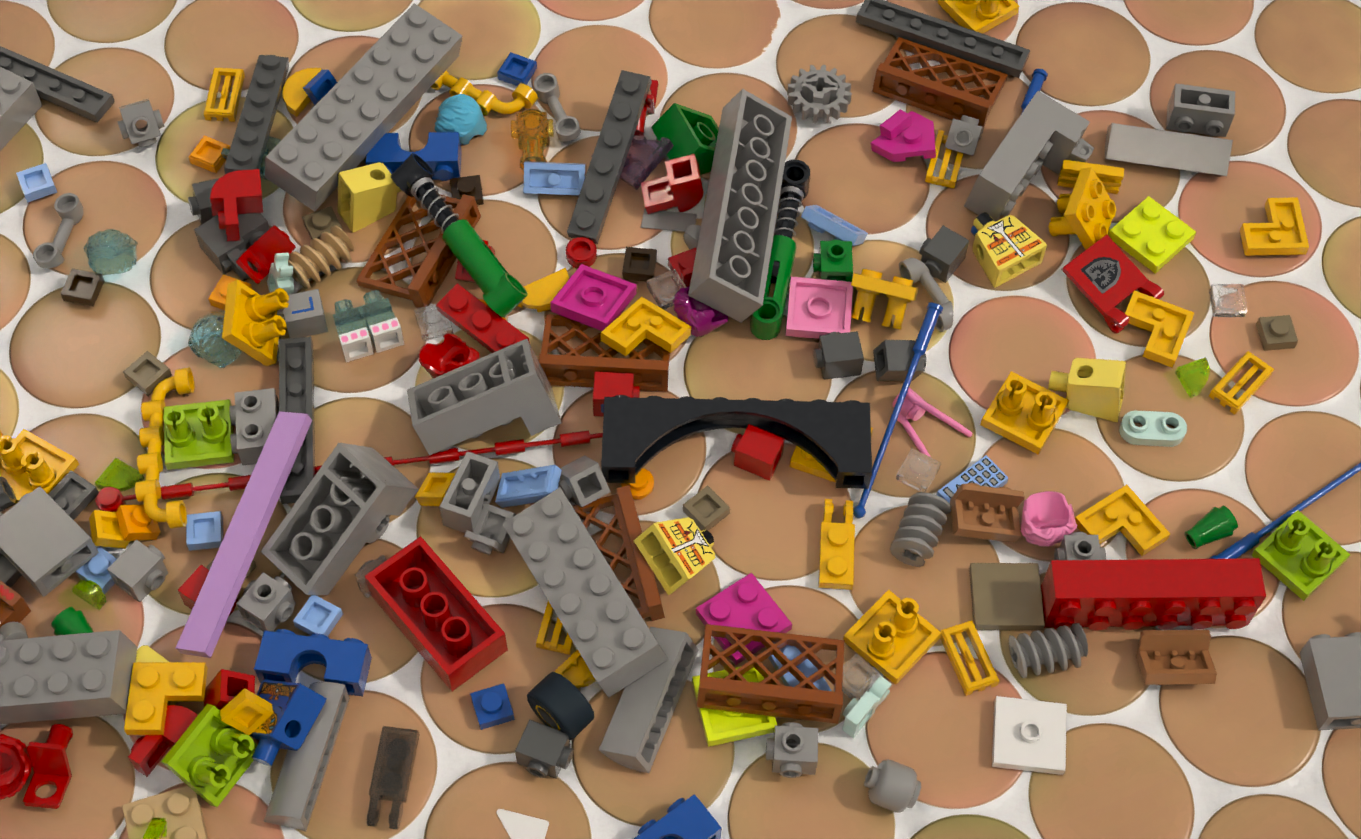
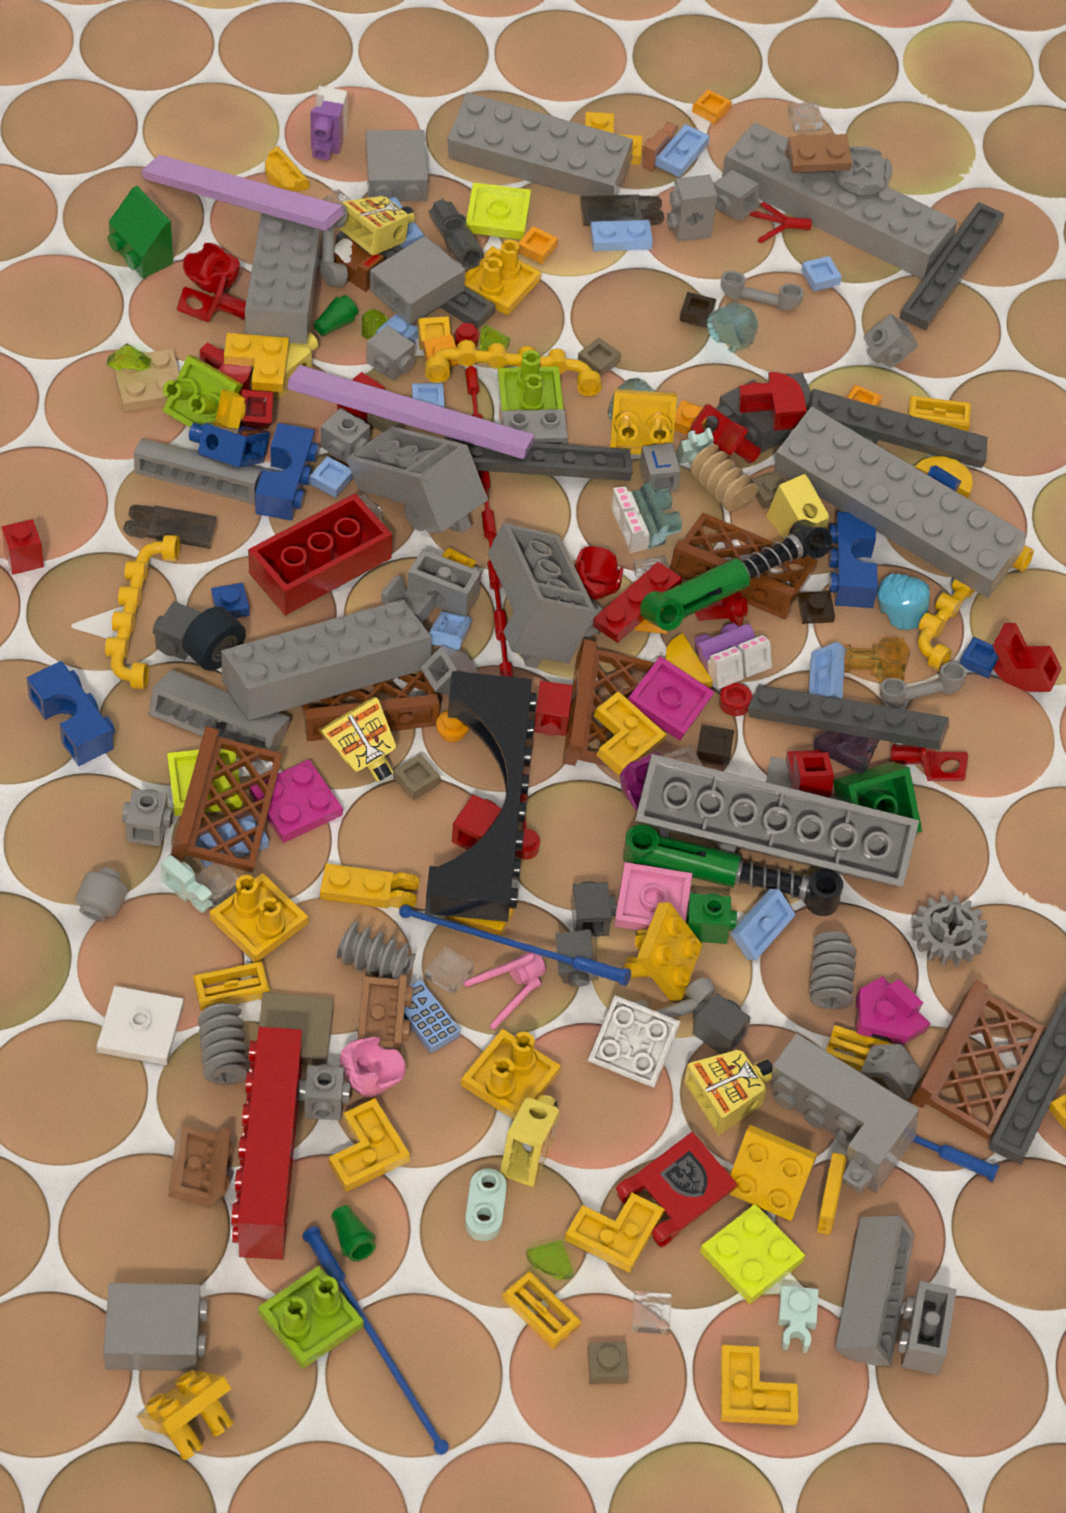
camera: 90 degrees right, 5 degrees down
(528, 809) = (131, 598): none -> yellow bar
(530, 33) = (1023, 665): none -> red brick
(538, 246) = (733, 654): none -> hips
(879, 172) = (832, 970): none -> light grey piece
(975, 316) = (634, 1041): none -> white tile
(1197, 205) = (797, 1312): none -> light aqua plate

